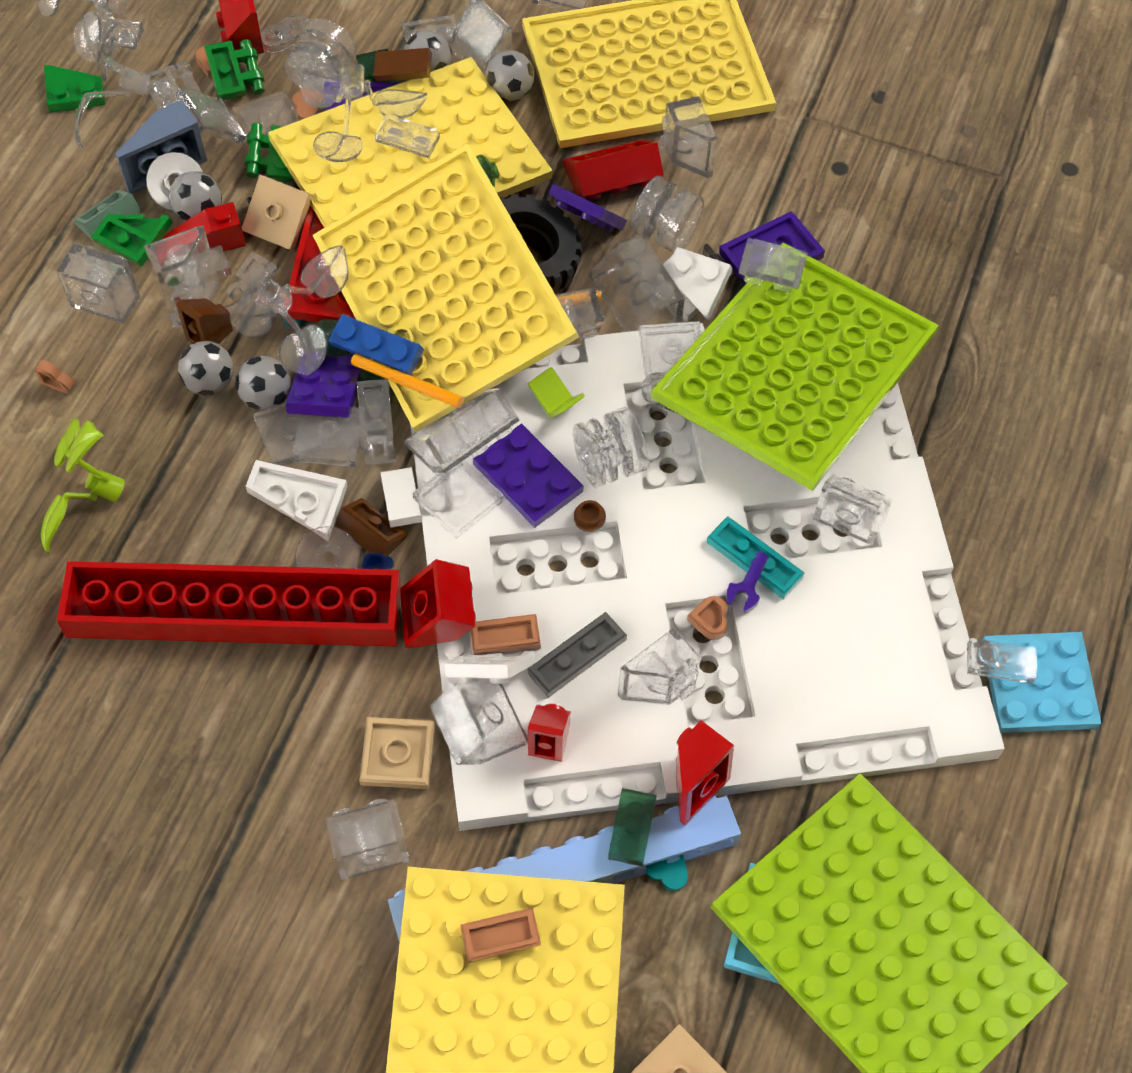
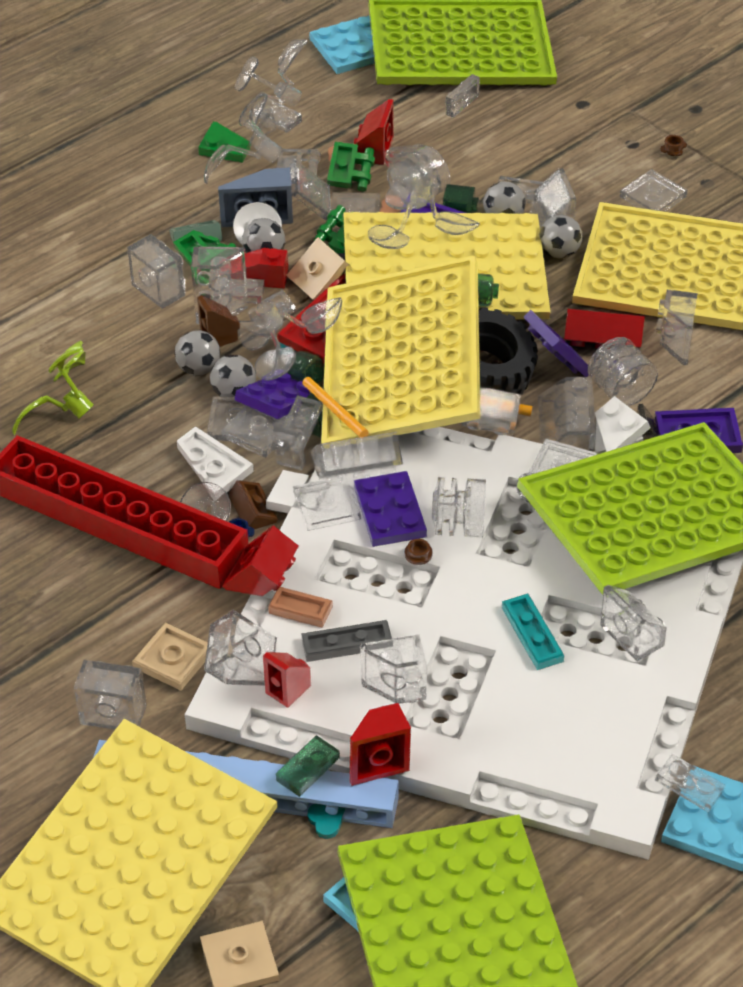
camera: 30 degrees right, 15 degrees down
(53, 377) = (87, 322): nougat tile -> none
(376, 344) = (327, 375): blue plate -> none
(402, 64) = (476, 199): reddish brown tile -> none
(407, 135) = (444, 245): clear plate -> none
(490, 666) = (273, 619): white wing -> none
(500, 935) = (160, 789): nougat tile -> none
(552, 393) = (444, 458): lime bracket -> none
(710, 618) = (468, 657): nougat tile -> none
(748, 584) = (510, 646): dark purple bar -> none
(773, 264) = (679, 428): clear slope -> none

